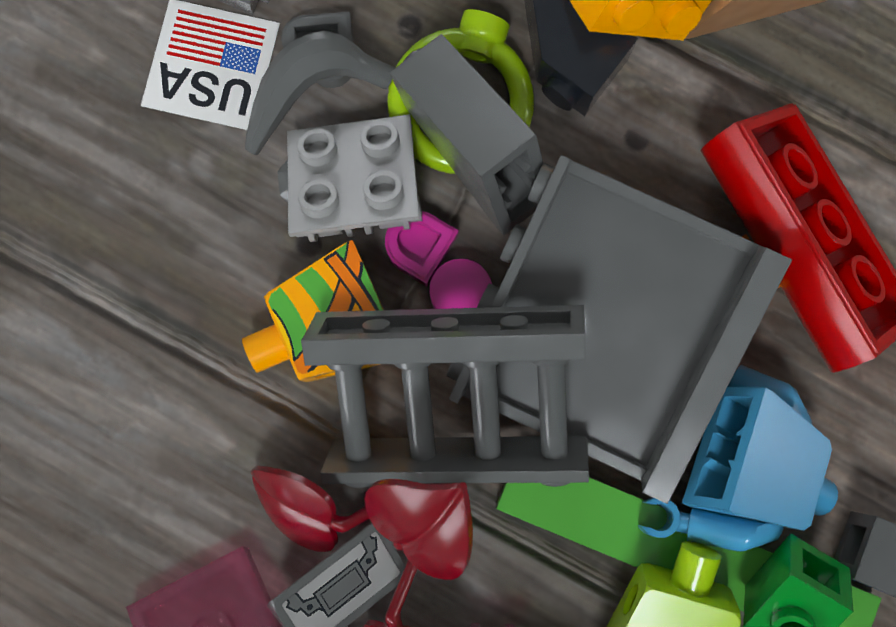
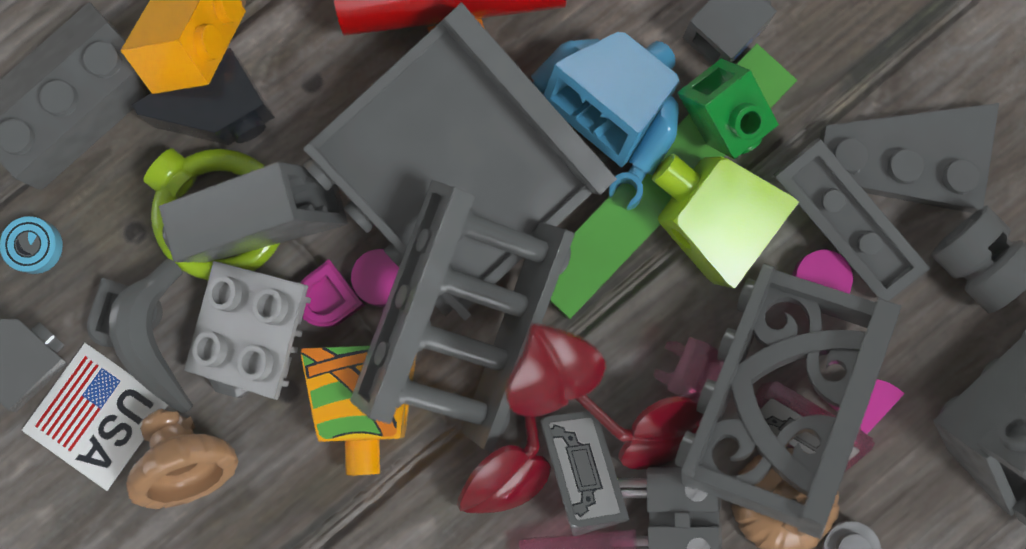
camera: 65 degrees left, 0 degrees up
(190, 163) = (179, 463): none -> medium nougat hair

